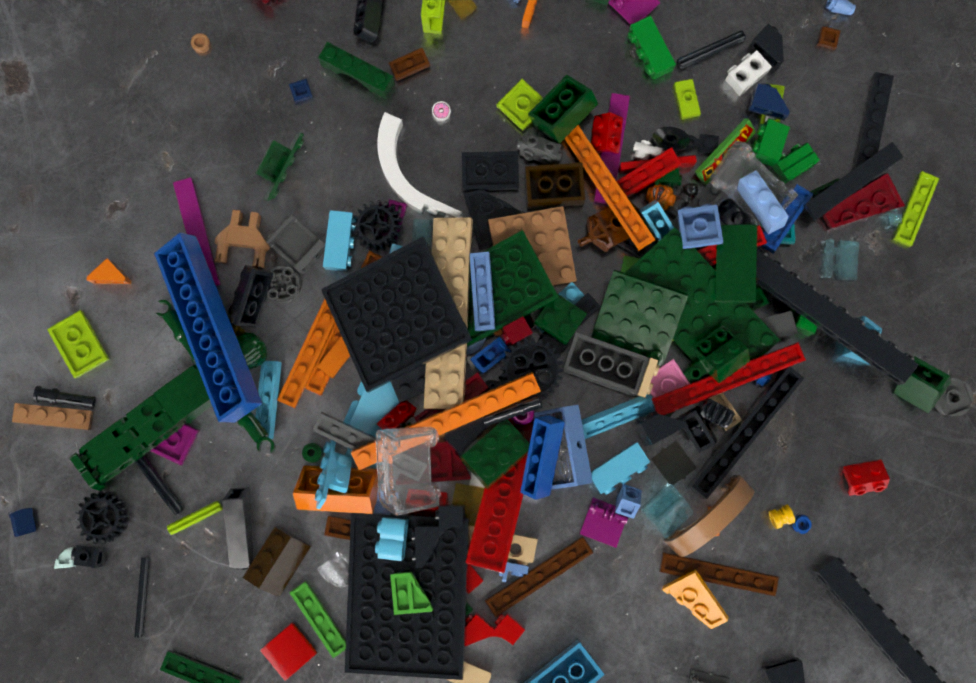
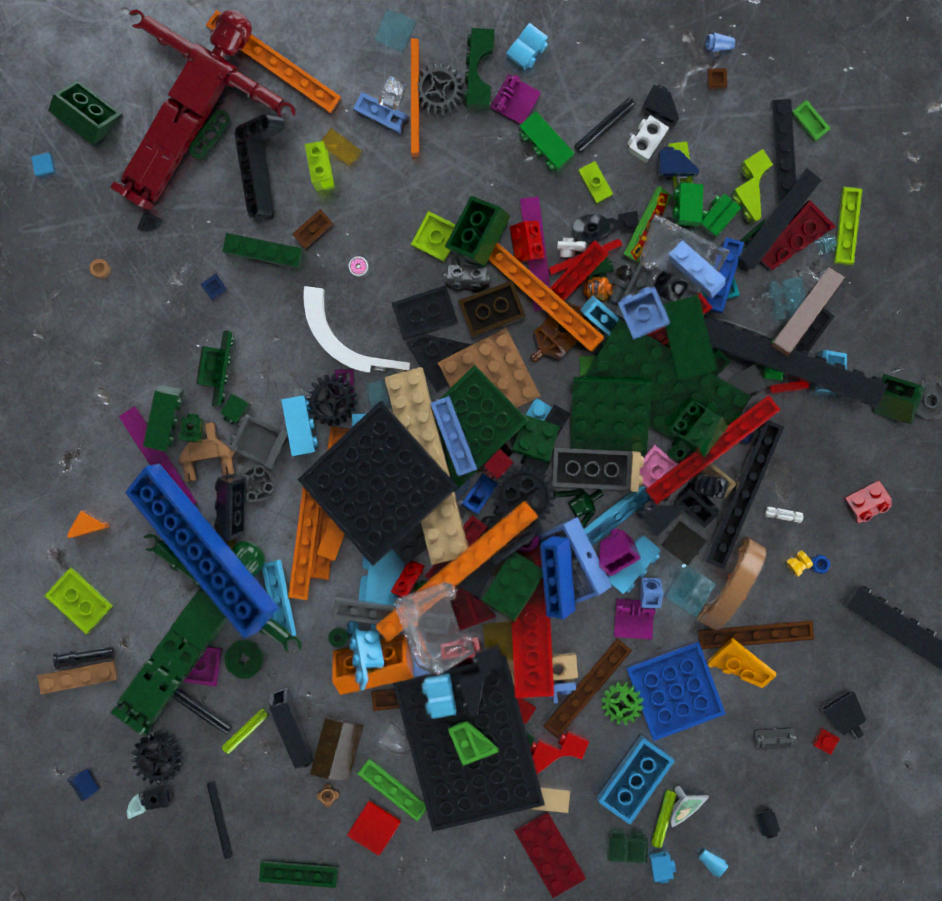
camera: 20 degrees left, 5 degrees up
(209, 438) = (237, 667): none -> dark green plate
(212, 194) = (163, 418): none -> dark green wedge
(238, 217) = (195, 434): none -> dark green brick
(248, 604) = (327, 801): none -> medium nougat plate
(259, 15) = (149, 222): none -> black tile
(283, 207) = (234, 409): none -> dark green brick
(575, 605) = (629, 703): none -> bright green gear
(585, 395) = (582, 503): none -> dark green piece
(607, 451) = (617, 552): none -> magenta torso
(625, 606) = (676, 691): none -> blue plate
(779, 464) = (784, 514): none -> white axle
(817, 342) = (787, 387): none -> red tile
(830, 149) = (749, 193): none -> lime arch
(857, 275) = (808, 311): none -> tile
(857, 293) = (815, 330): none -> black plate
(906, 101) = (810, 120): none -> bright green tile

